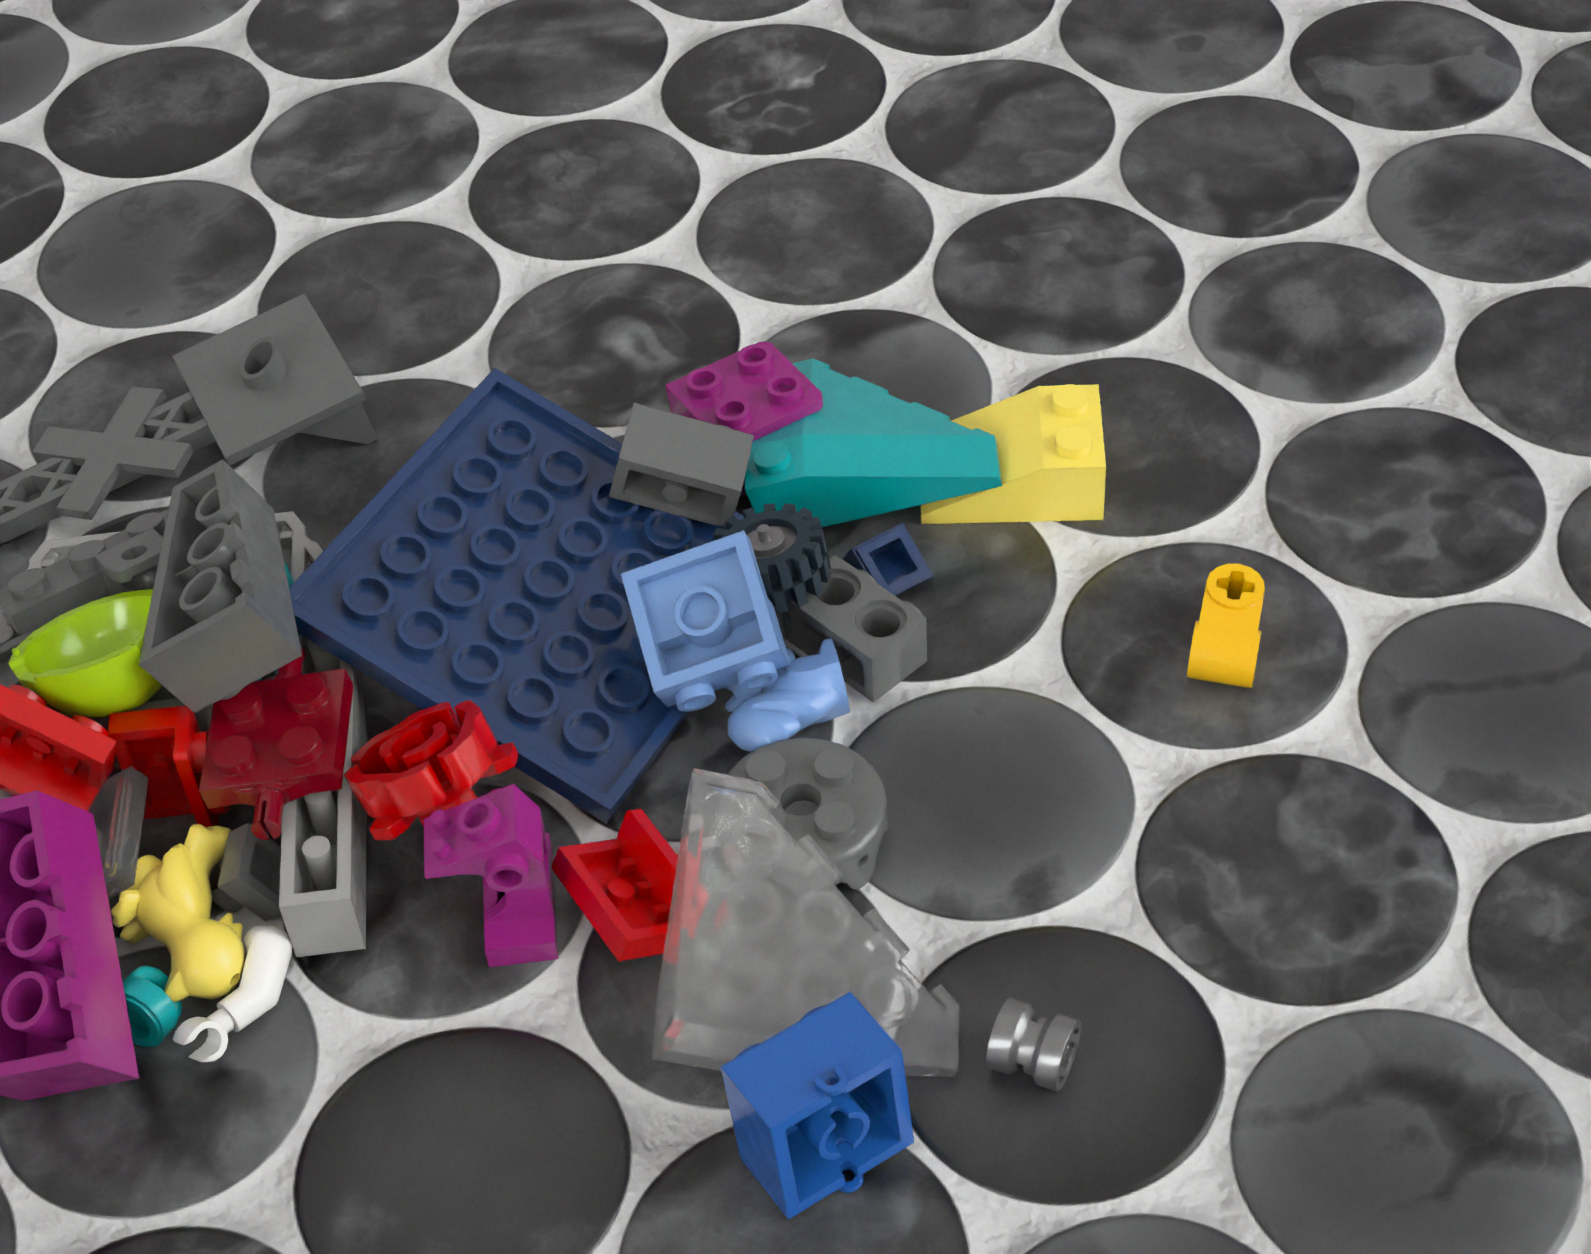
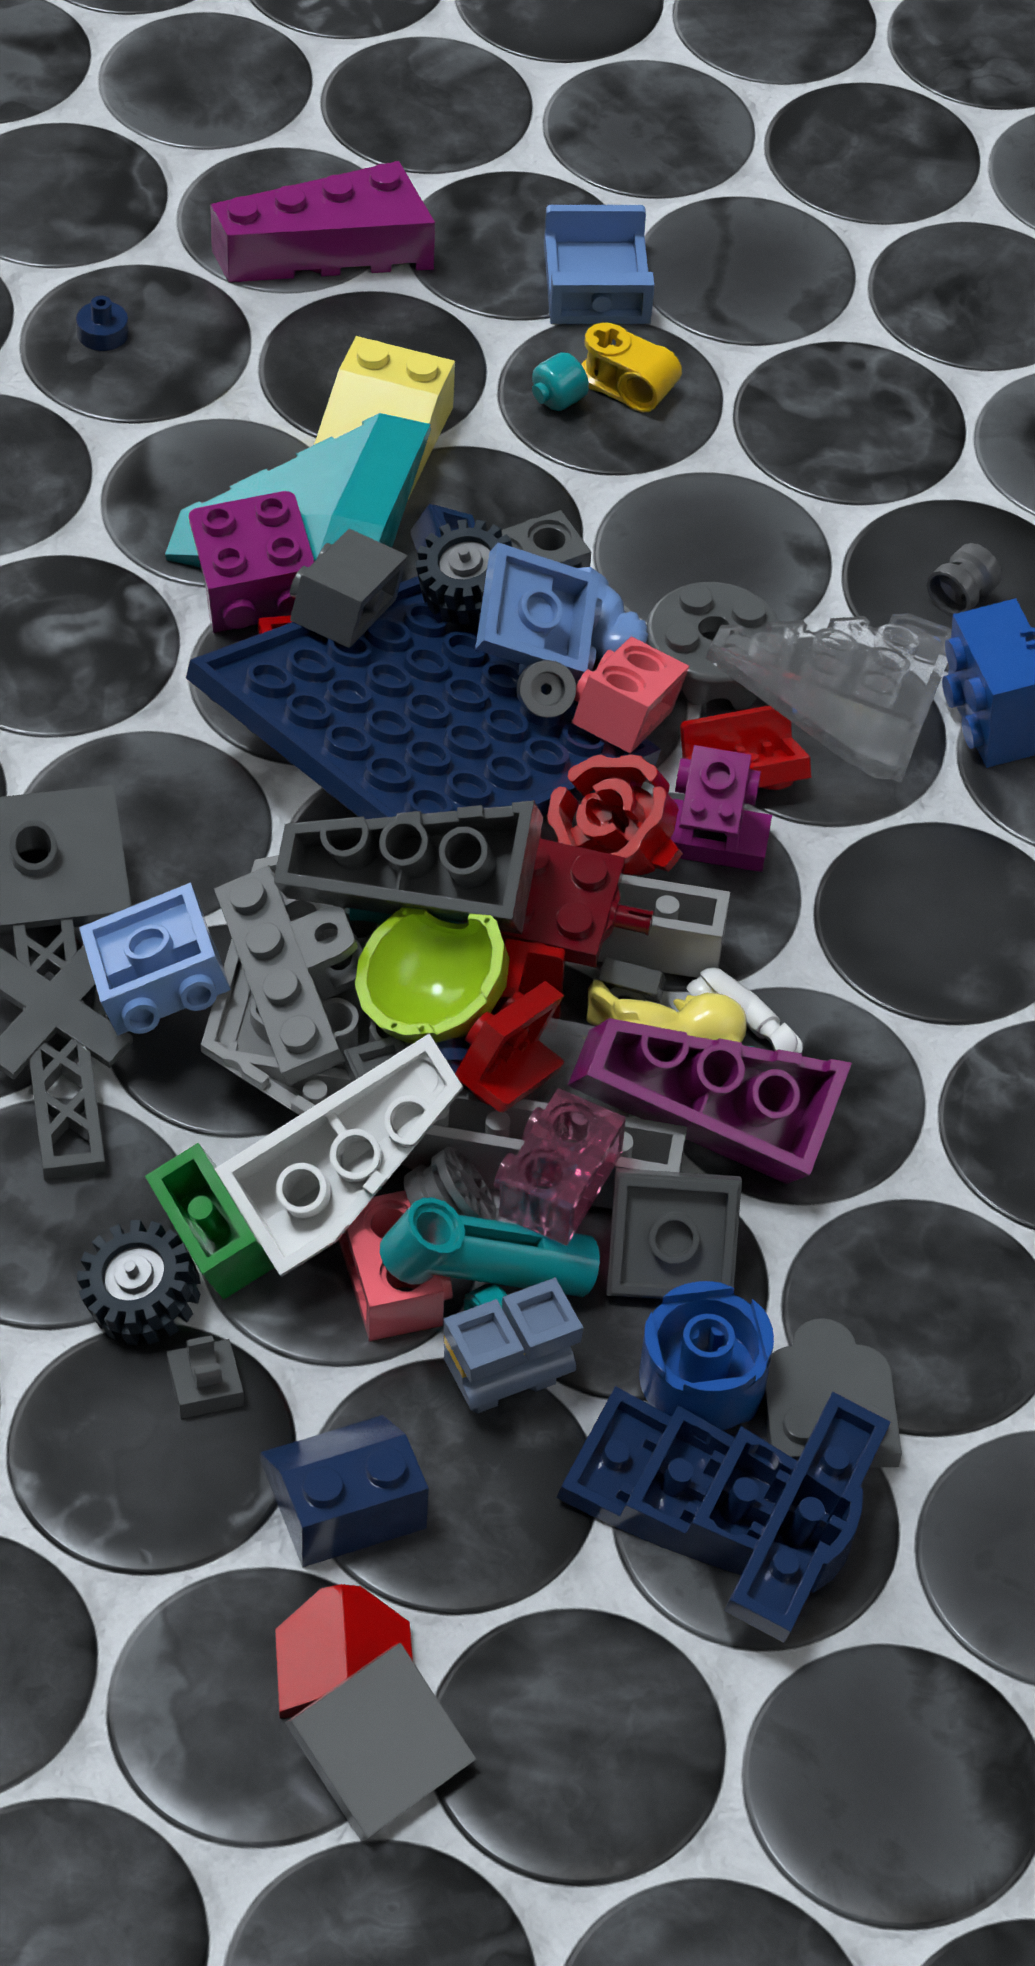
camera: 80 degrees left, 5 degrees up
(127, 474) = (154, 960): none -> medium blue plate
(610, 662) = (559, 688): none -> dark grey tile
(654, 761) = (628, 693): none -> coral brick
(1057, 239) = (102, 324): none -> dark blue tile
(1169, 579) = (559, 381): none -> teal piece
(1295, 335) = (324, 225): none -> magenta wedge
(1395, 567) = (597, 264): none -> medium blue panel

